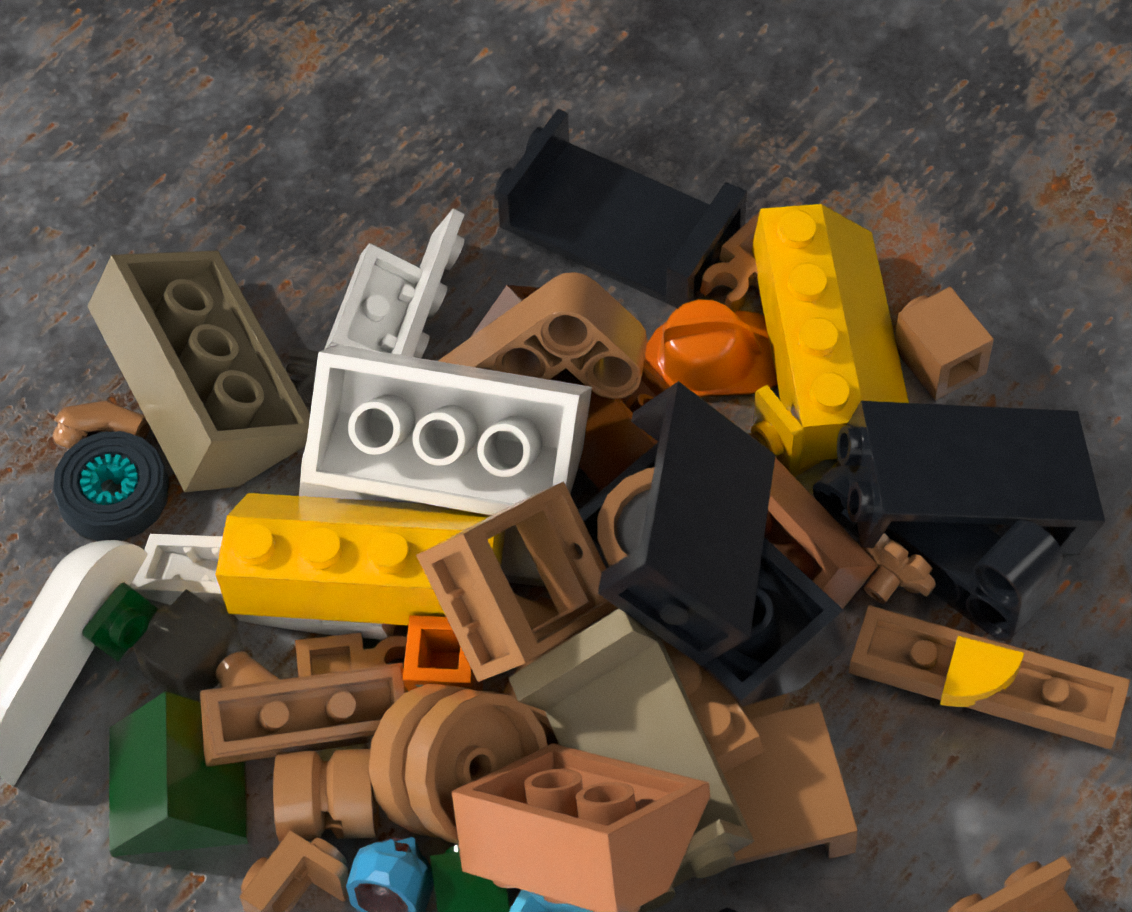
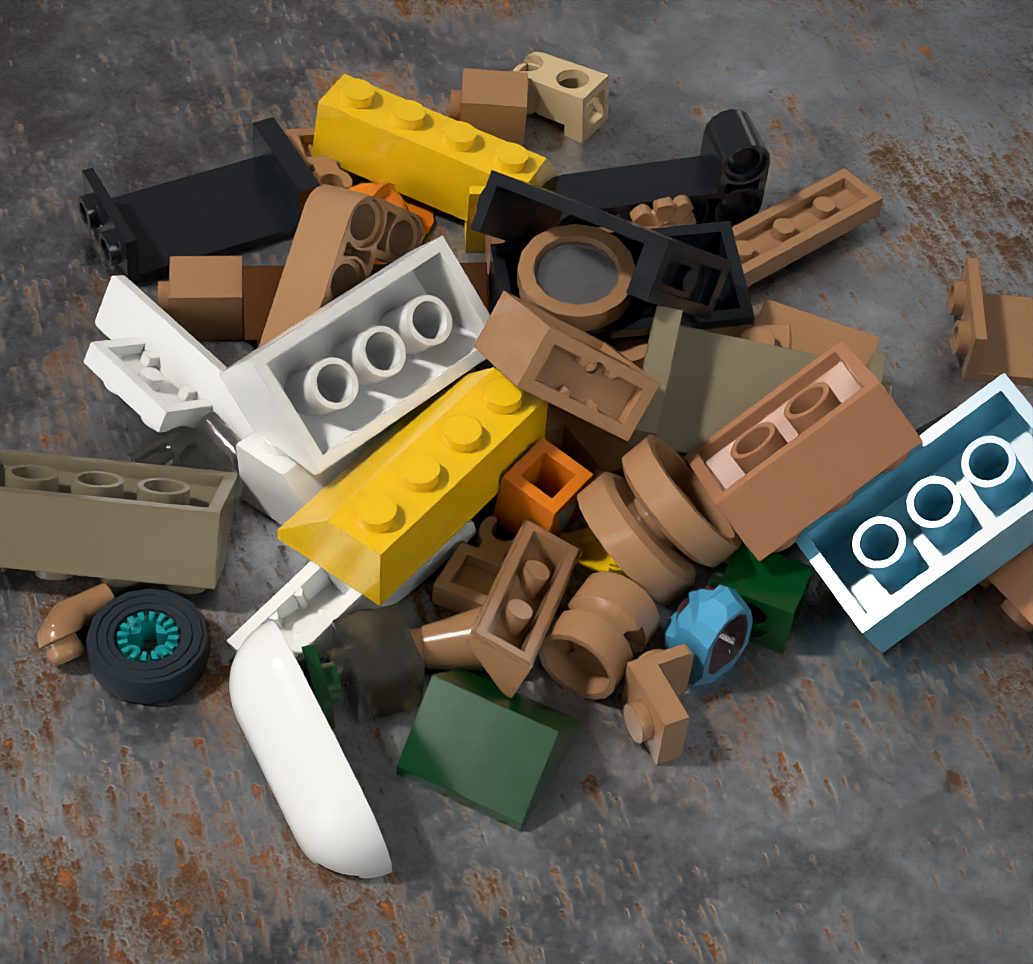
camera: 65 degrees left, 10 degrees down
(491, 267) = (205, 296): none -> medium nougat brick
(969, 469) = (623, 142): black panel -> none
(978, 672) = (786, 225): yellow tile -> none
(1019, 368) = (566, 94): none -> tan leg

